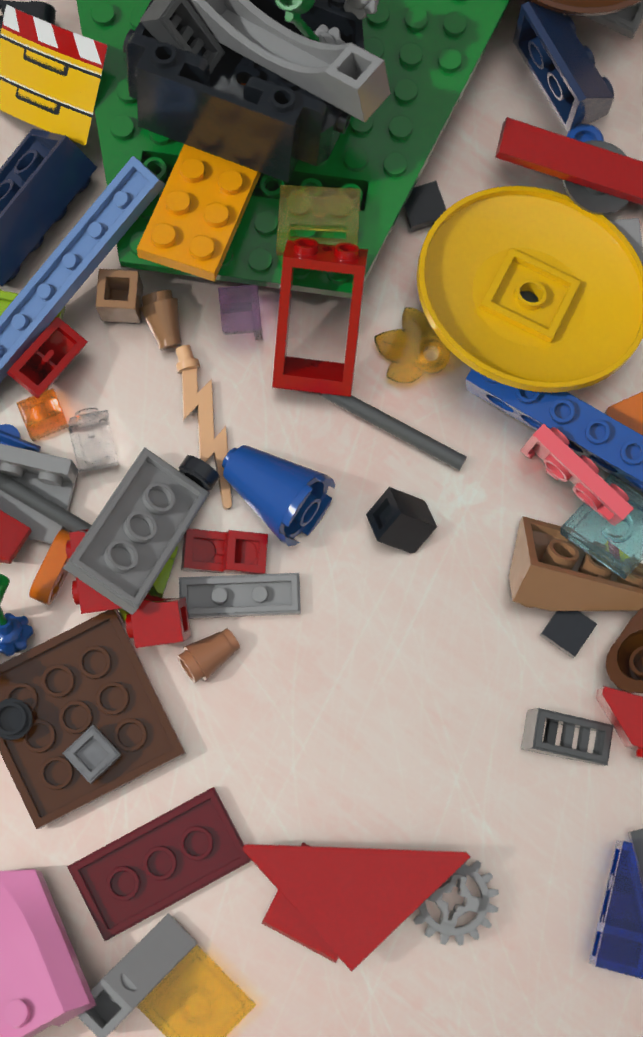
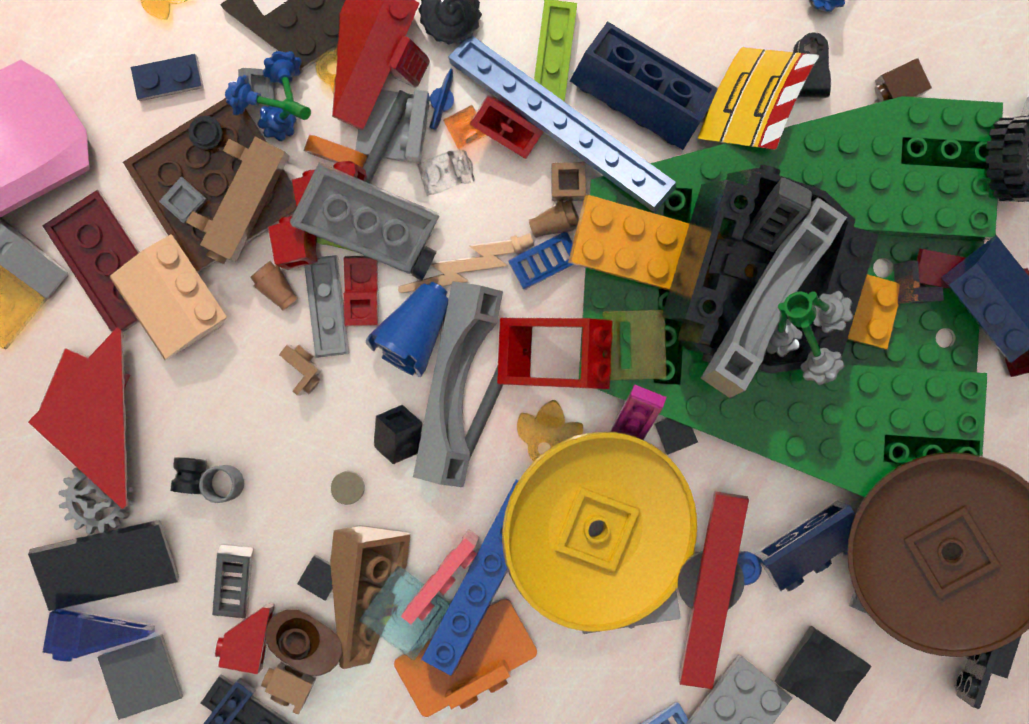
camera: 80 degrees right, 10 degrees up
(101, 676) = (243, 200): none -> medium nougat brick
(209, 781) = (168, 297): none -> light nougat slope
(218, 364) = (521, 274): none -> blue slope
(240, 310) = (563, 285): clear purple panel -> none
(269, 422) = (442, 447): none -> light grey arch
(302, 628) = (301, 360): none -> medium nougat bracket
(397, 229) = (638, 412): none -> dark pink tile
(433, 778) = (188, 475): none -> black wheel
(461, 587) = (347, 487): none -> dark tan tile
(466, 739) = (206, 484): none -> light grey piece
(538, 895) = (103, 565): none -> black tile

